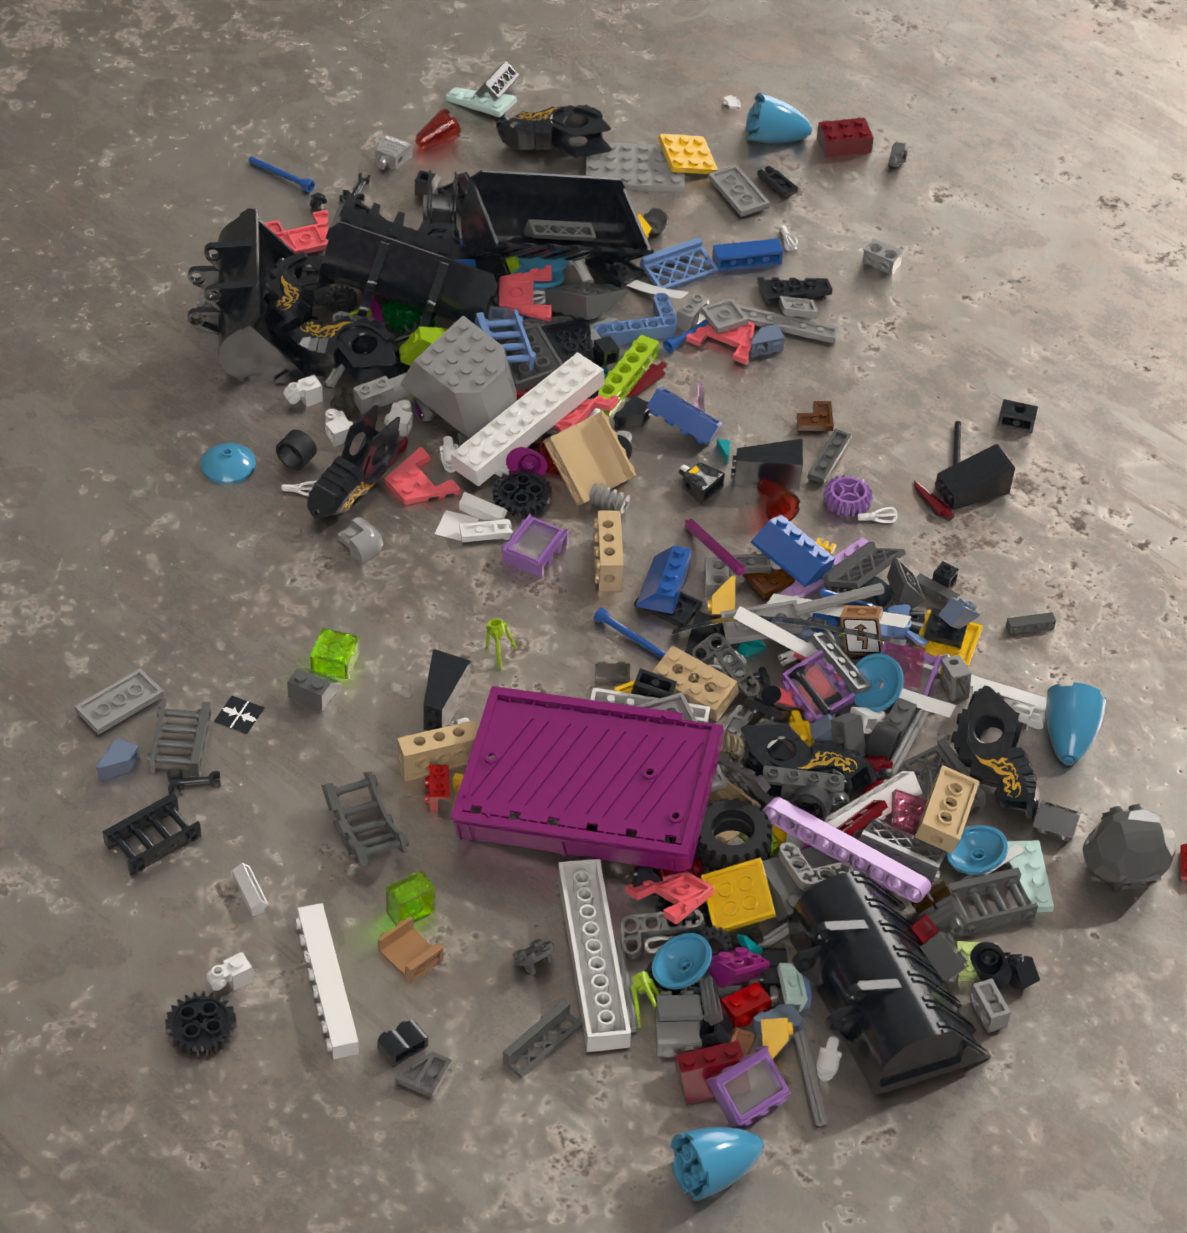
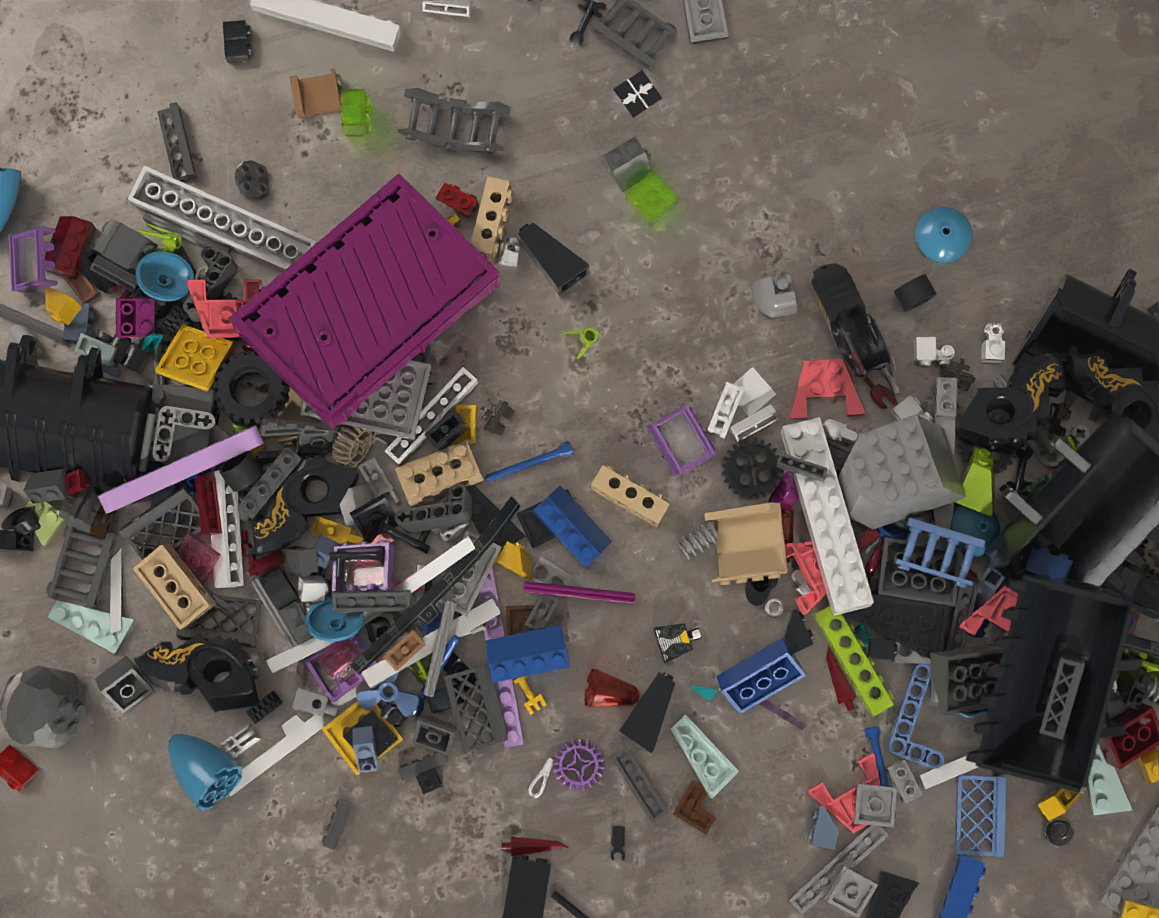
camera: 125 degrees right, 35 degrees up
(297, 488) = (873, 275): white piece -> none
(425, 1075) = (199, 42): flat silver wing -> none
(504, 435) = (801, 467): none -> dark grey piece
(746, 1004) = (106, 309): red bracket -> none
(777, 421) = (705, 758): none -> light aqua wing
(883, 451) = (618, 841): none -> black bar
(979, 850) = (115, 583): dark azure dish -> none

